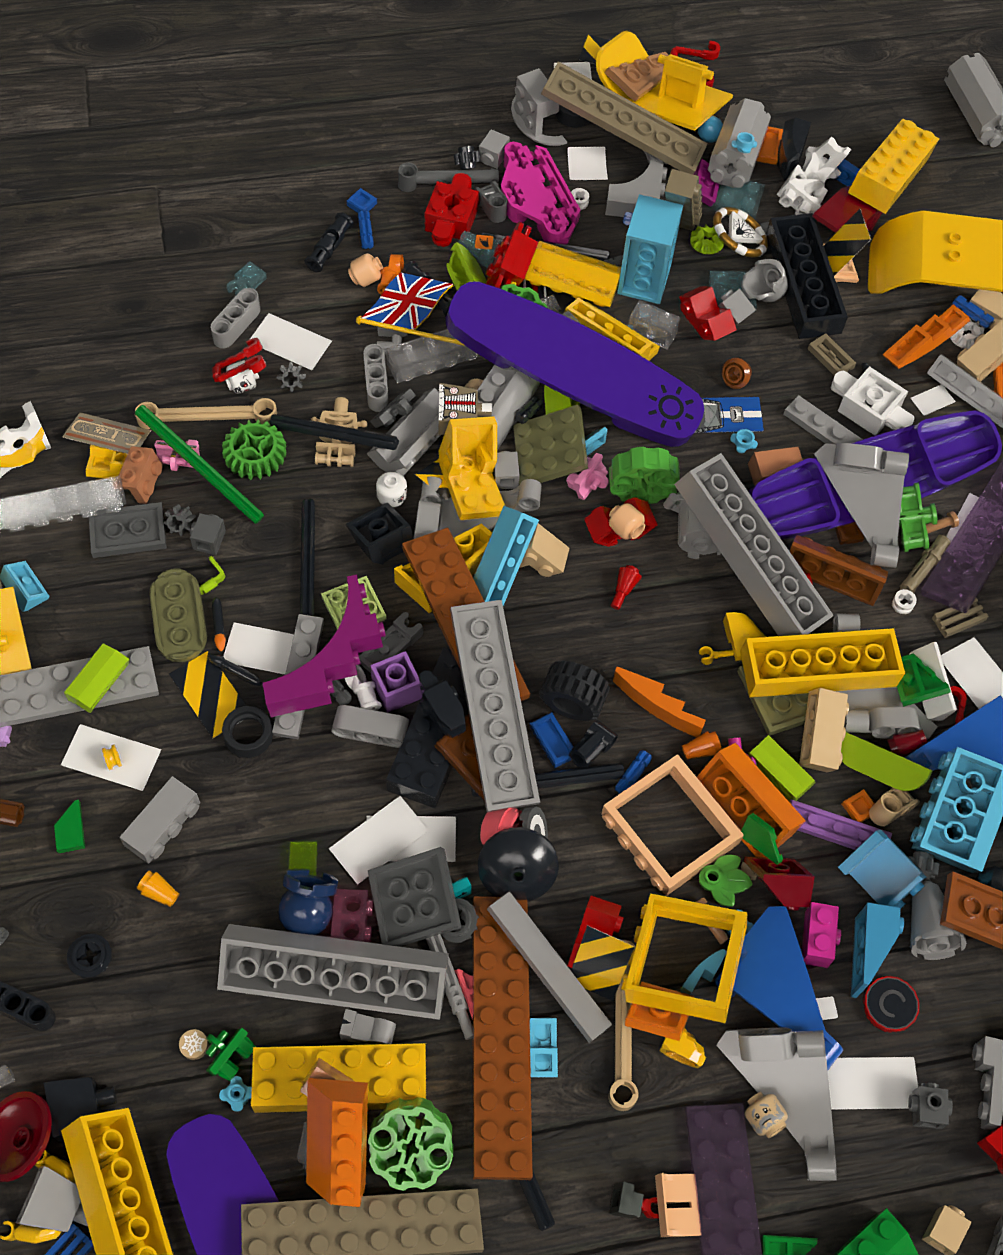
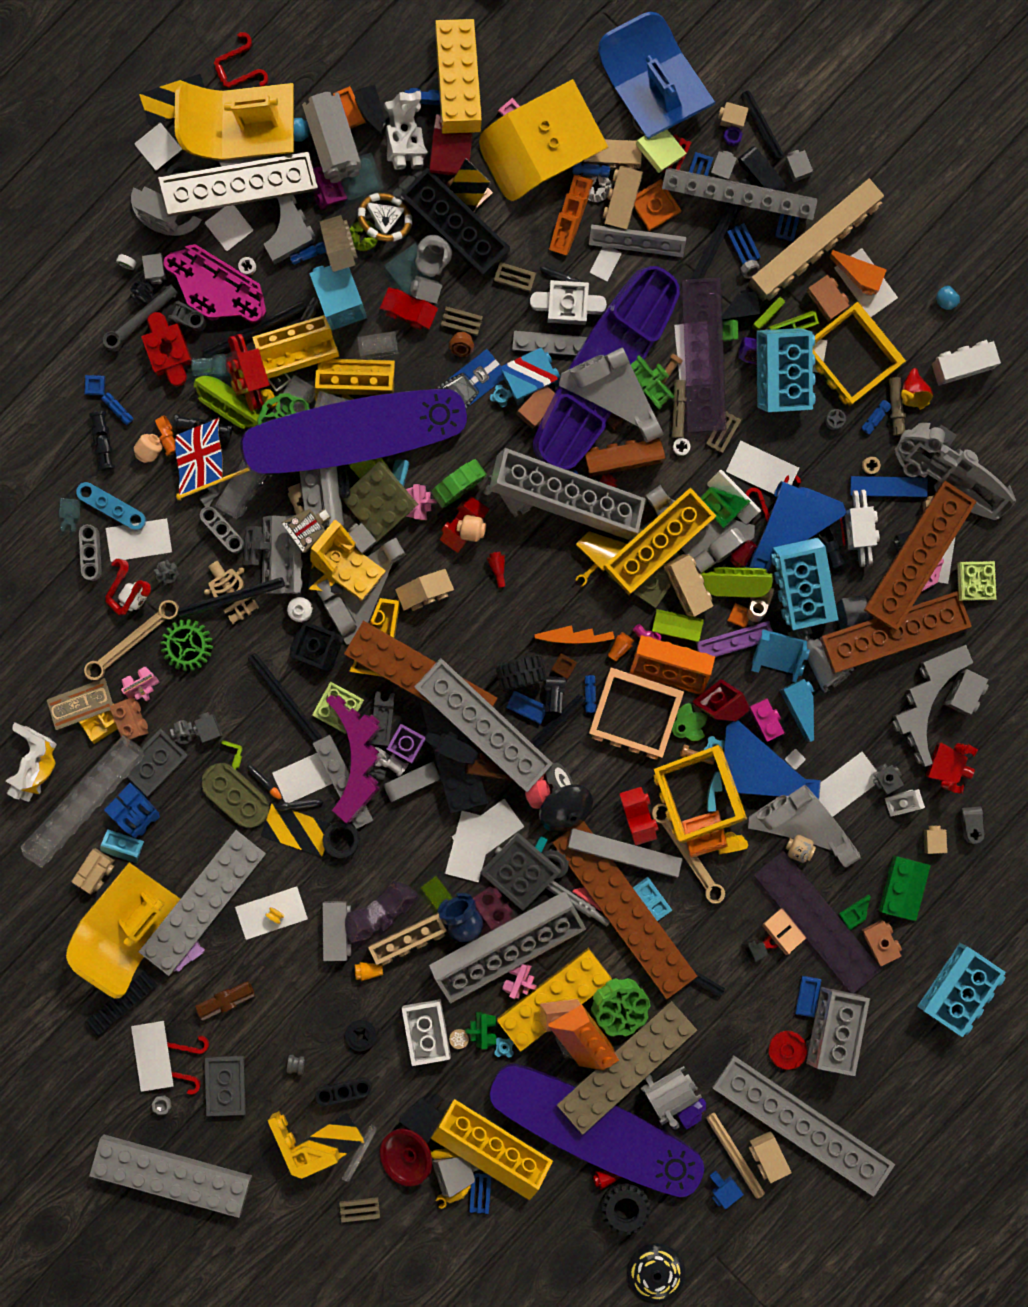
camera: 30 degrees left, 25 degrees up
(64, 556) = (134, 811): none -> blue hips
(69, 829) = (286, 974): green tile -> none
(96, 677) = (227, 877): lime piece -> none
(162, 1003) = (426, 1032): none -> white brick
(199, 464) = (163, 686): green axle -> none
(223, 837) = (380, 913): none -> clear purple brick
(228, 882) = (412, 936): none -> tan brick
(290, 297) = (111, 506): none -> dark azure plate
(318, 1028) = (516, 988): none -> bright pink hips
(366, 1029) = (549, 961): light grey leg -> none
(472, 131) = (126, 262): none -> white tile
(484, 242) = (212, 364): orange sticker -> none
(504, 554) = (412, 614): medium azure brick -> none
(601, 962) = (655, 835): sticker -> none
(625, 726) = (564, 666): none -> reddish brown tile
(638, 77) = (216, 123): medium nougat wing -> none
(744, 142) = (340, 148): medium azure plate -> none
(754, 357) = (462, 313): none -> dark tan tile
(761, 837) = (696, 686): green tile -> none
(788, 432) = (529, 374): none -> panel
(891, 1004) = (831, 730): black tile -> none
(935, 1152) = (904, 802): none -> white slope

